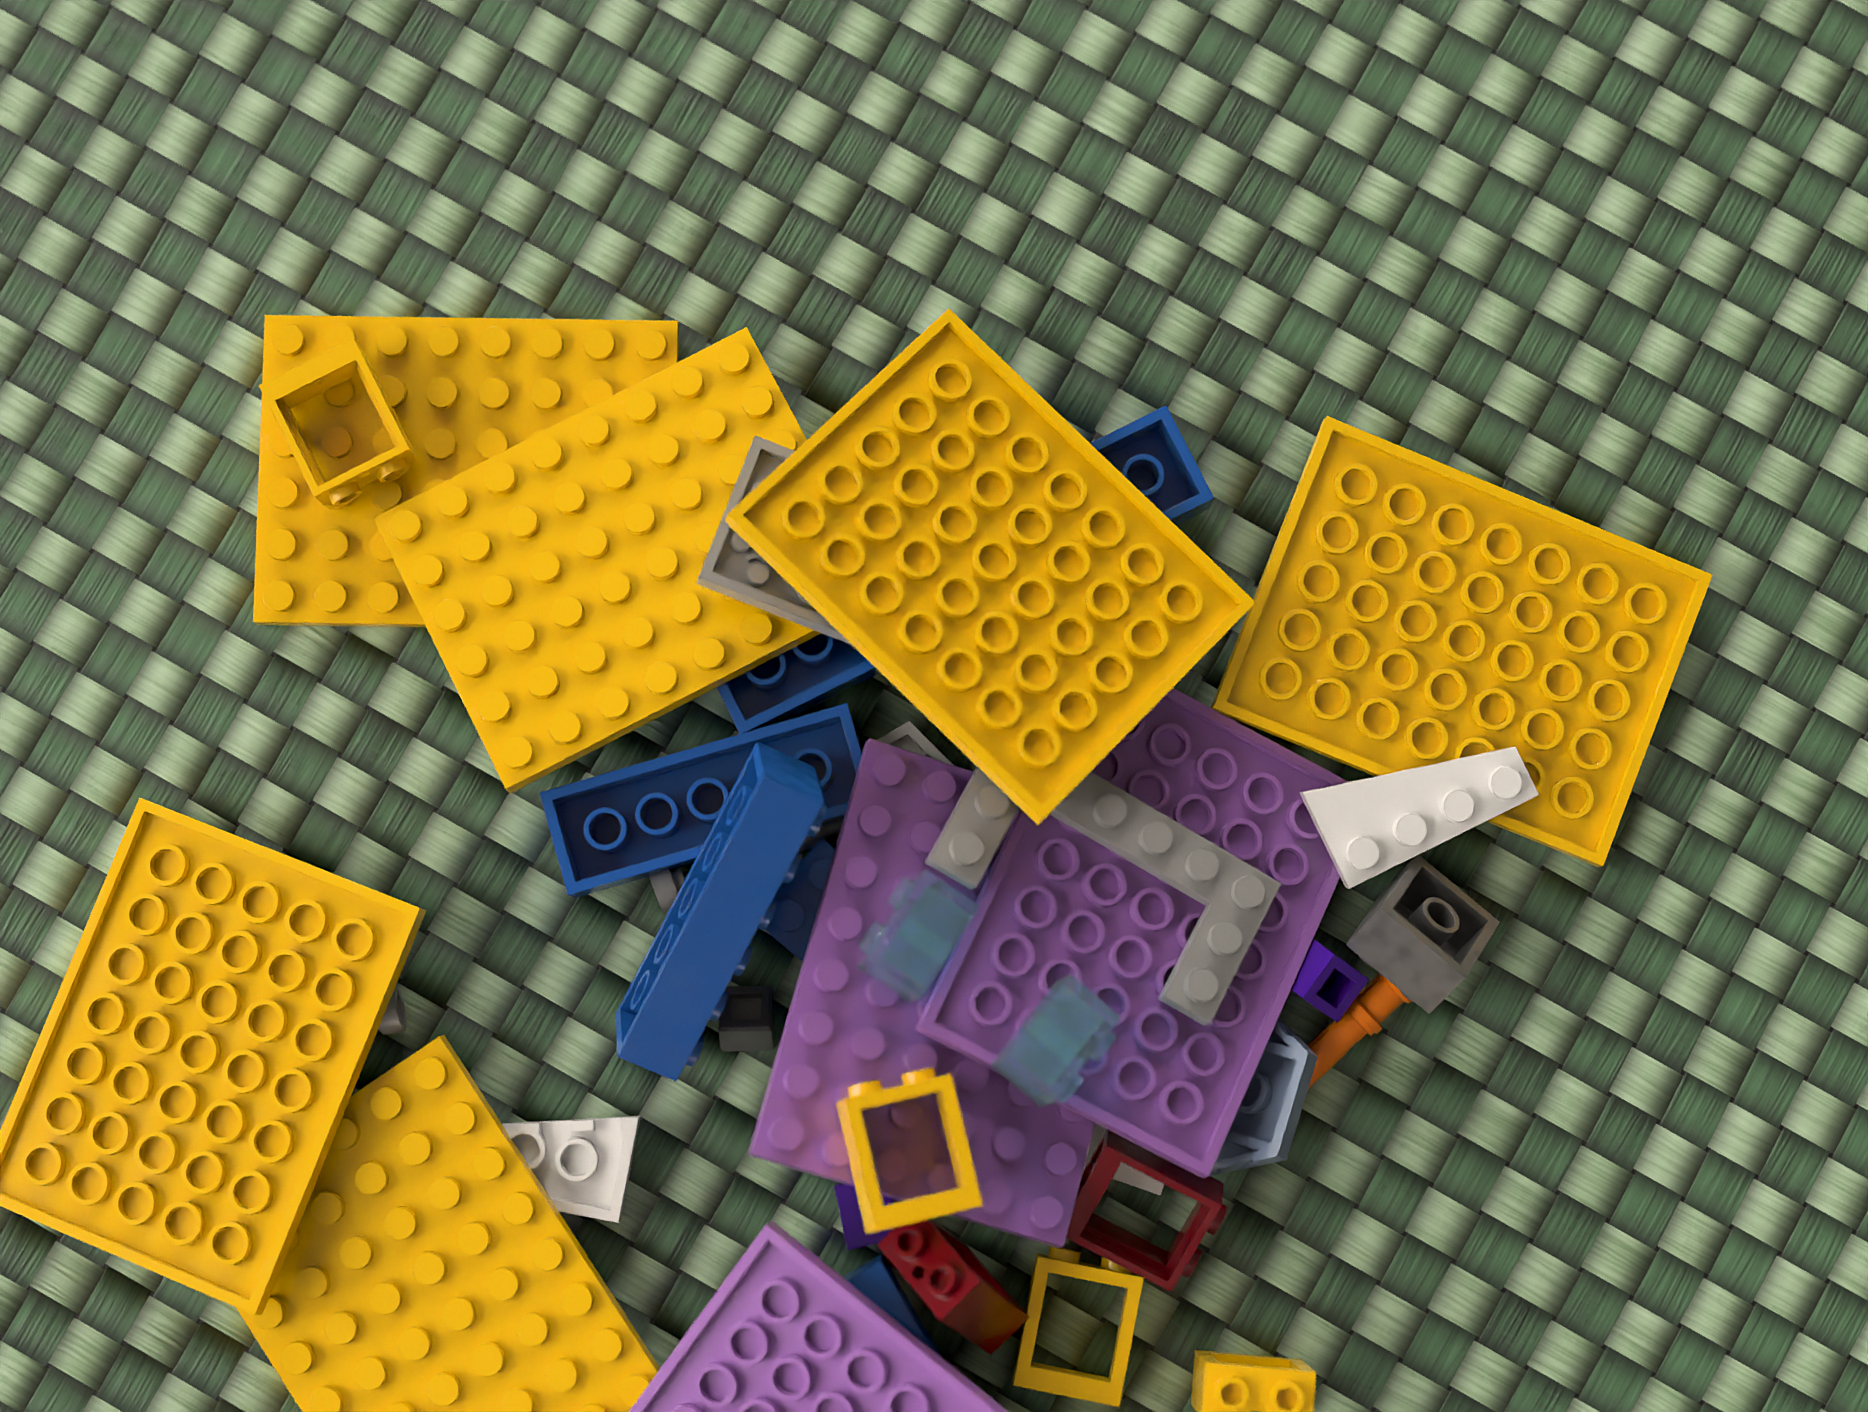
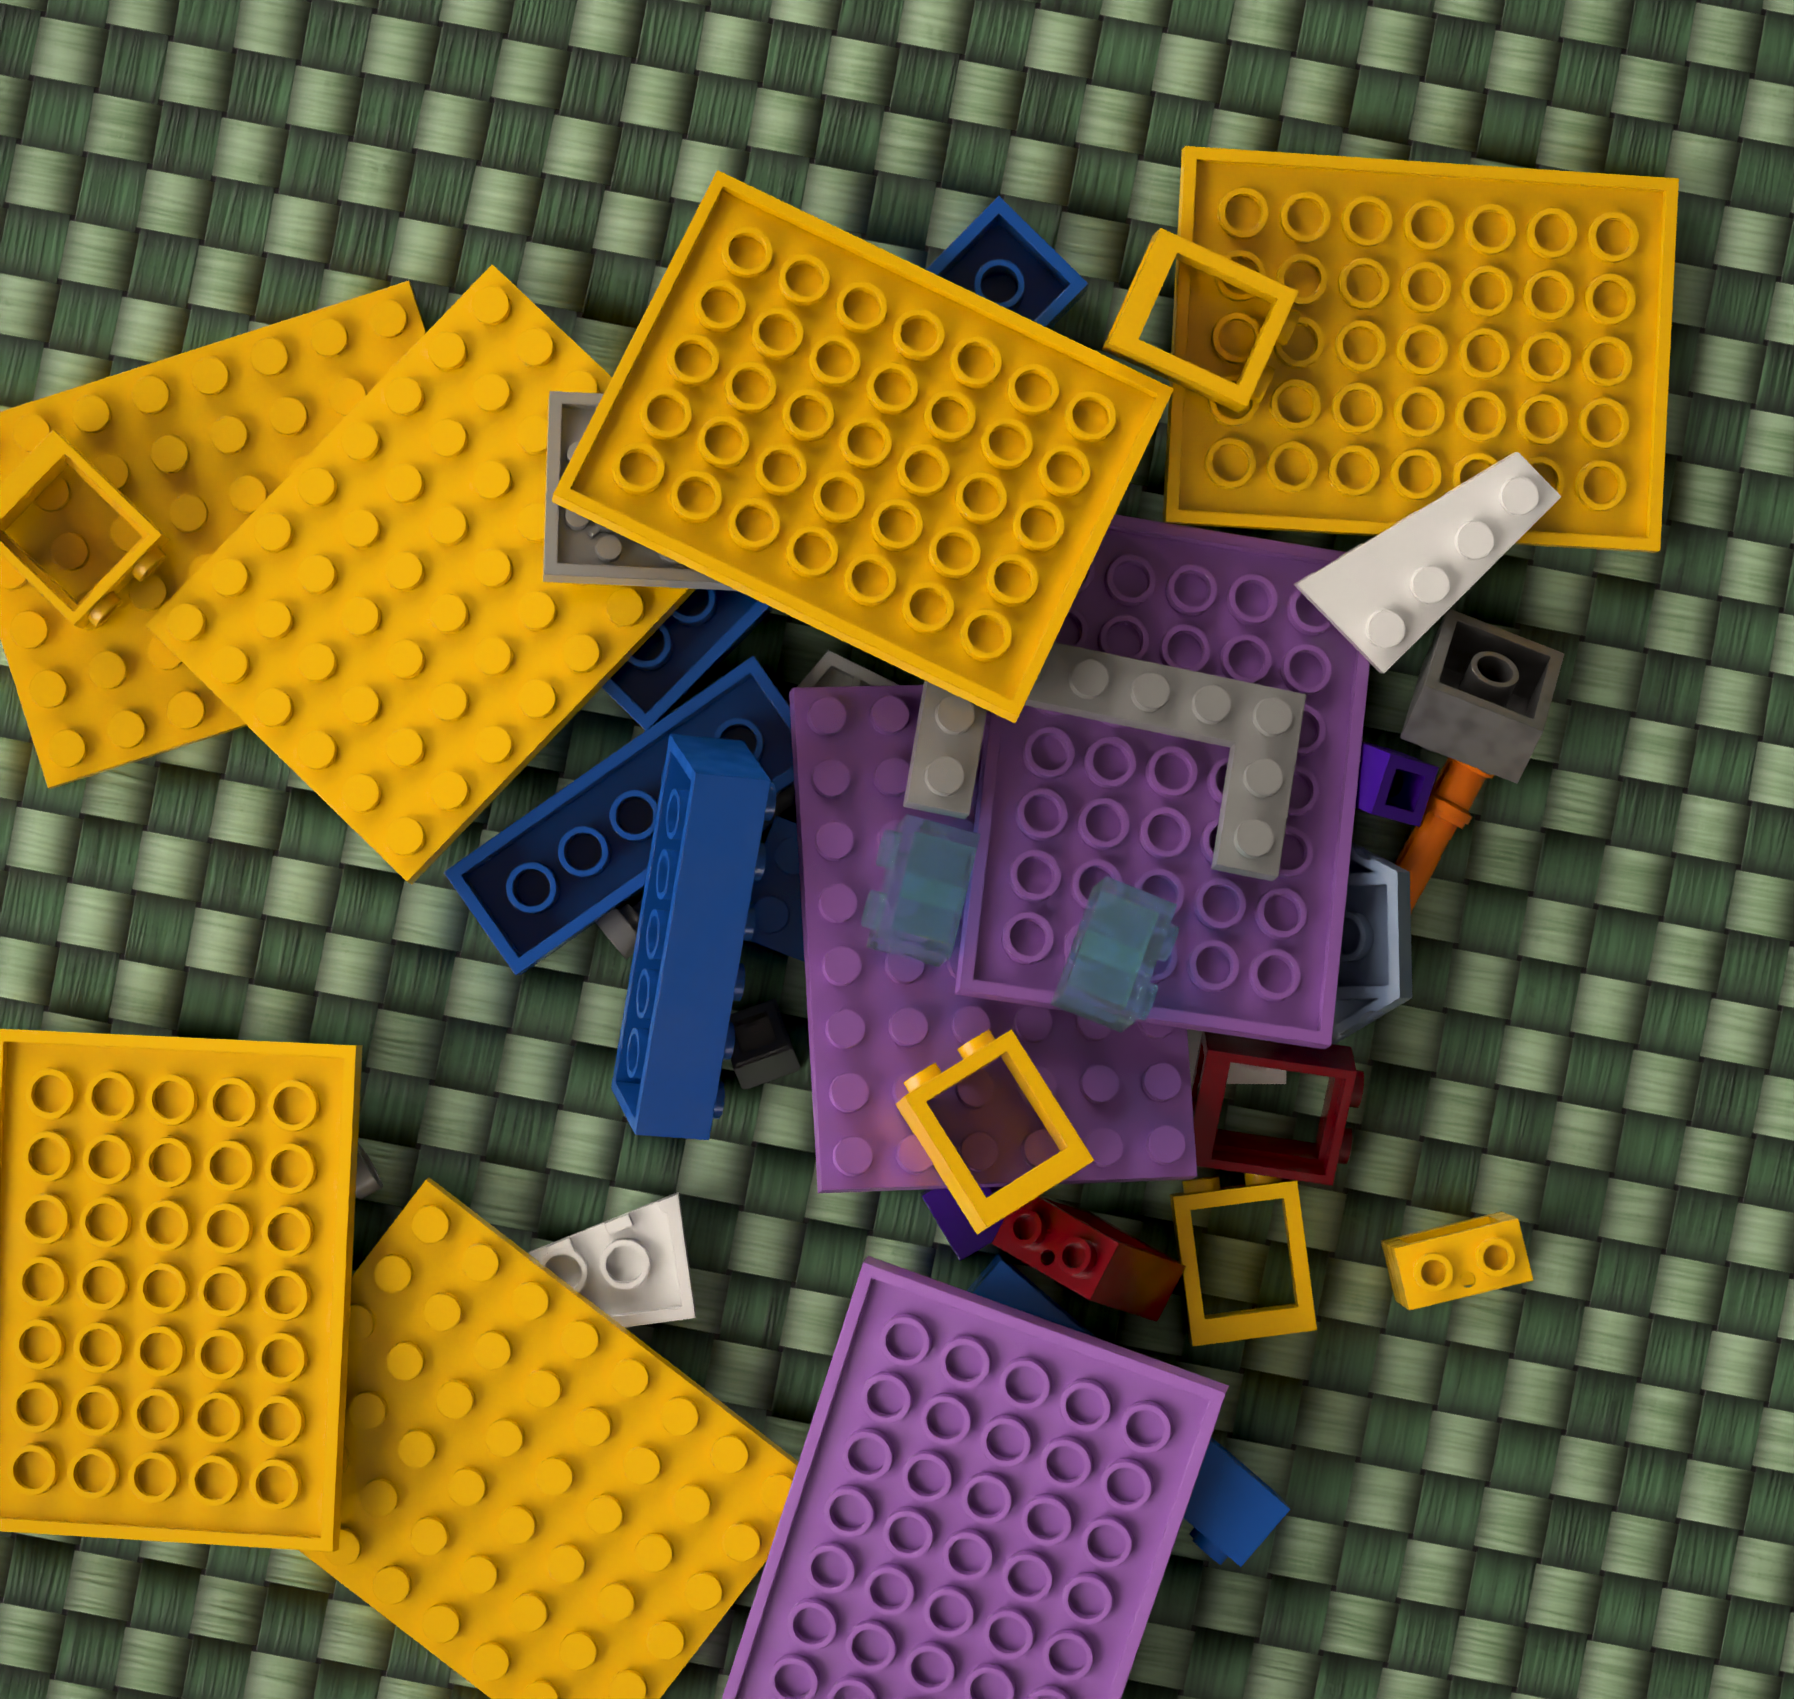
camera: 20 degrees left, 5 degrees up
(1354, 582) = (1277, 327): none -> yellow window

